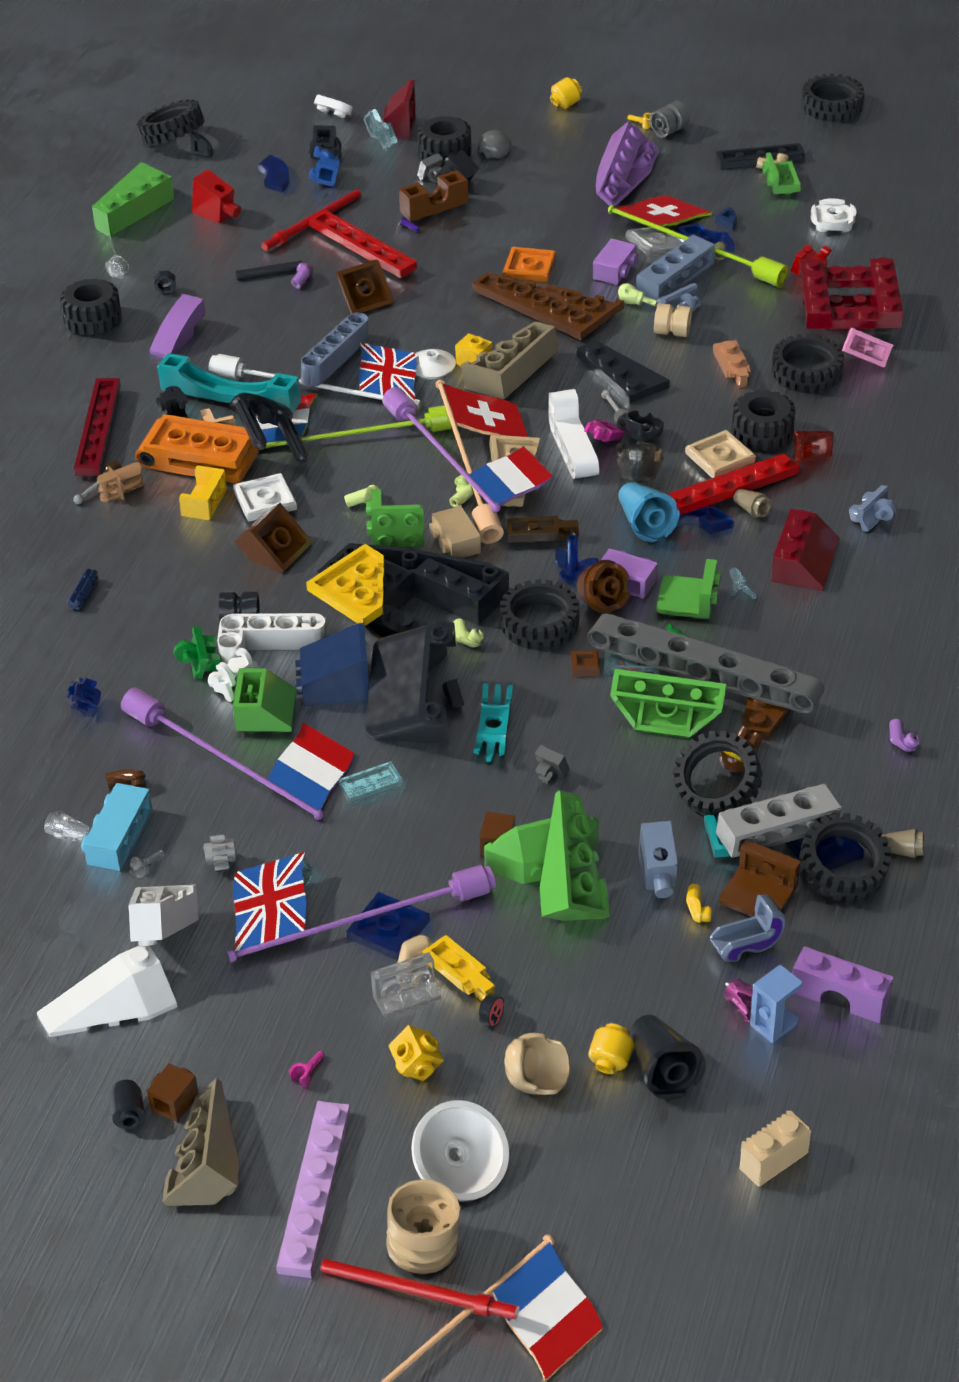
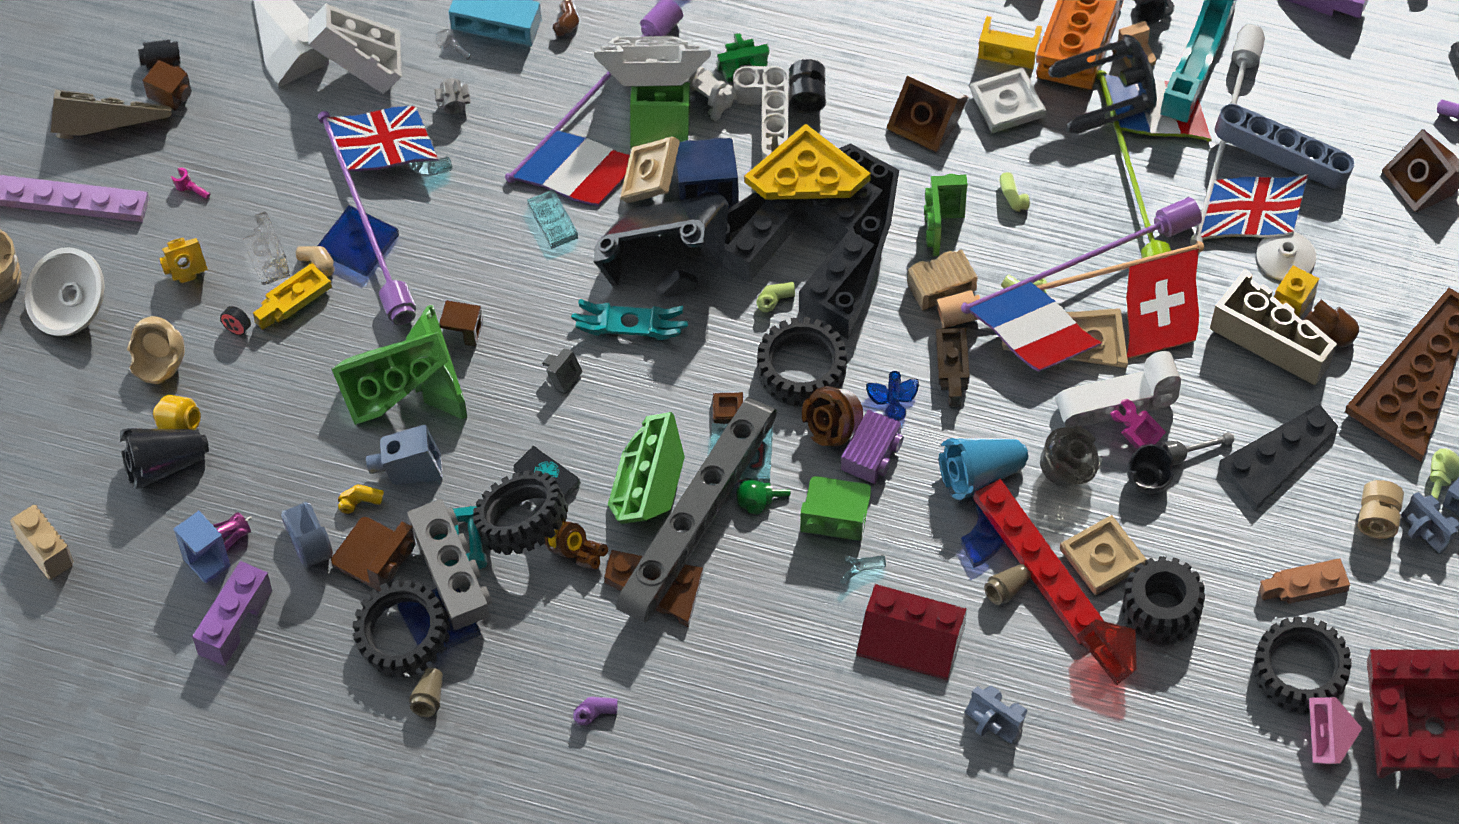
camera: 90 degrees right, 15 degrees up
(209, 693) = (651, 60): none -> white wedge
(331, 702) = (650, 170): none -> tan plate
(503, 331) = (1334, 323): none -> reddish brown piece
(658, 778) = (537, 460): none -> black tile

